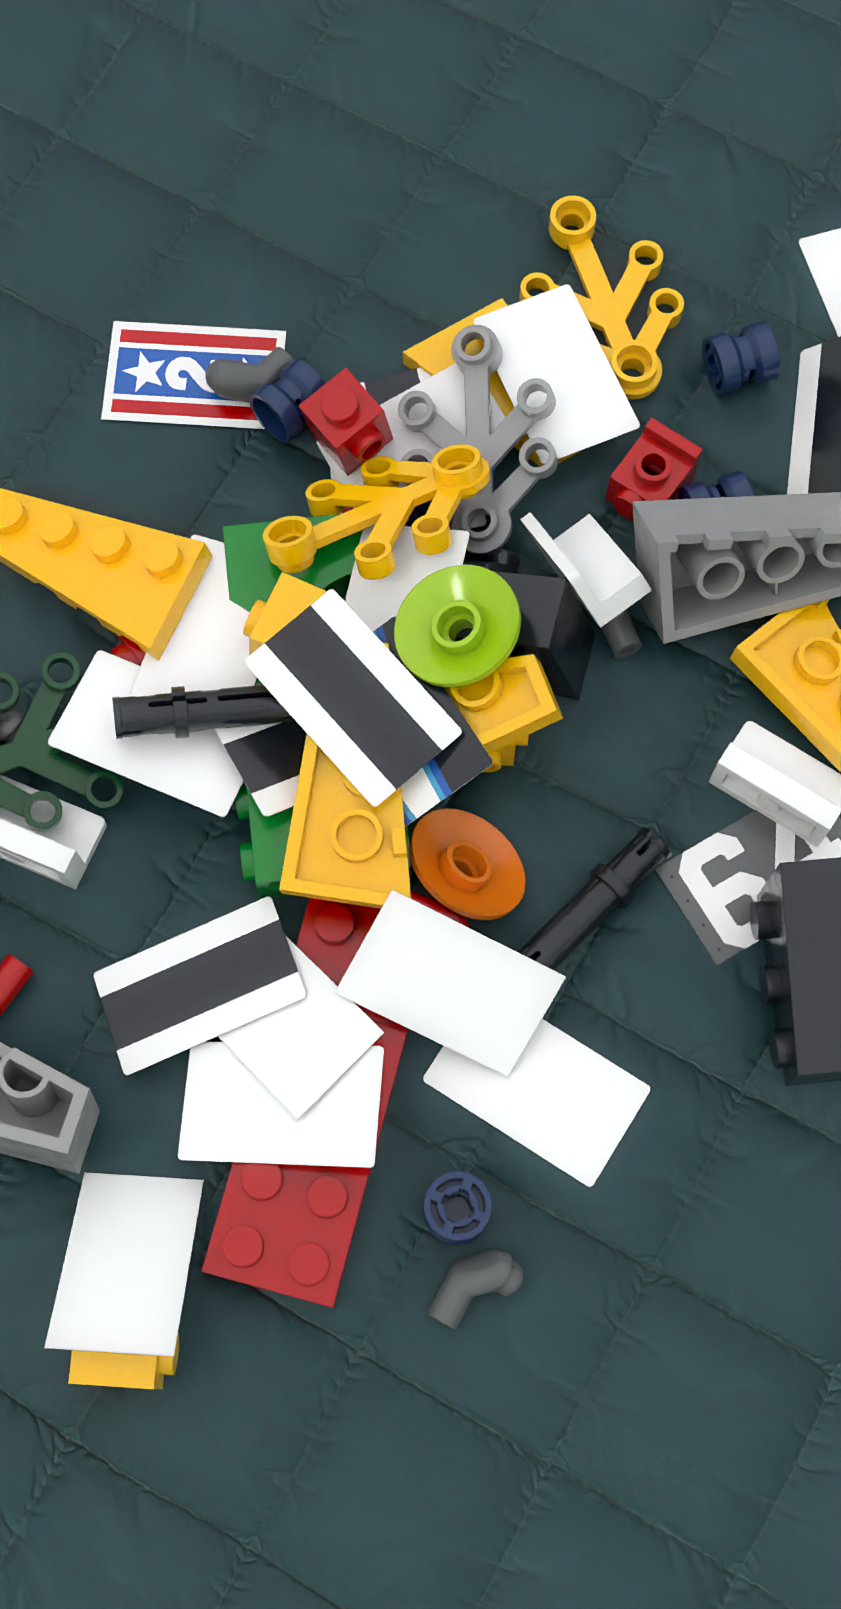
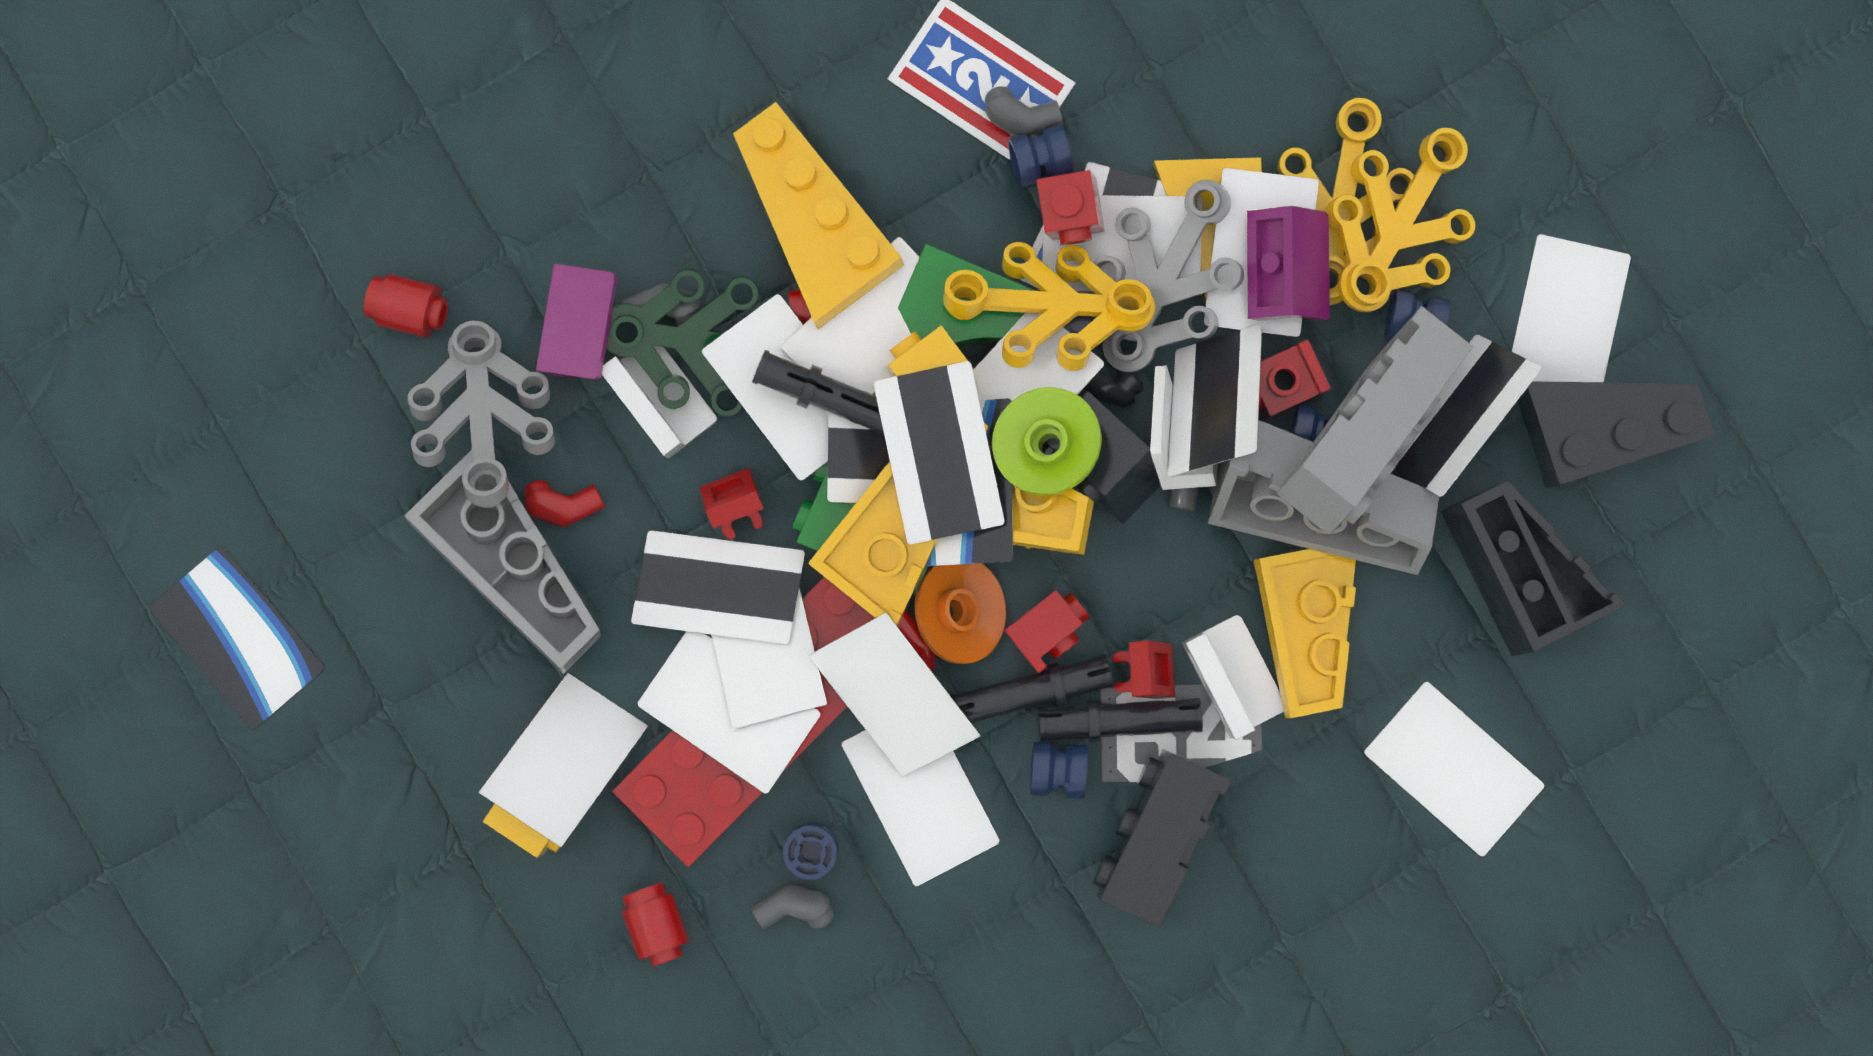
camera: 30 degrees right, 15 degrees up
(163, 885) = (732, 499): none -> red tile
(330, 1395) = (654, 924): none -> red brick
(566, 835) = (1048, 628): none -> red brick
(586, 361) = (1288, 263): none -> magenta panel
(601, 513) = (1215, 400): none -> sticker
(664, 972) = (1057, 769): none -> dark blue wheel
(670, 338) = (1396, 226): none -> yellow plant
(677, 898) = (1123, 719): none -> black pin
(696, 815) = (1149, 669): none -> red tile
(769, 440) = (1375, 423): none -> light grey wedge

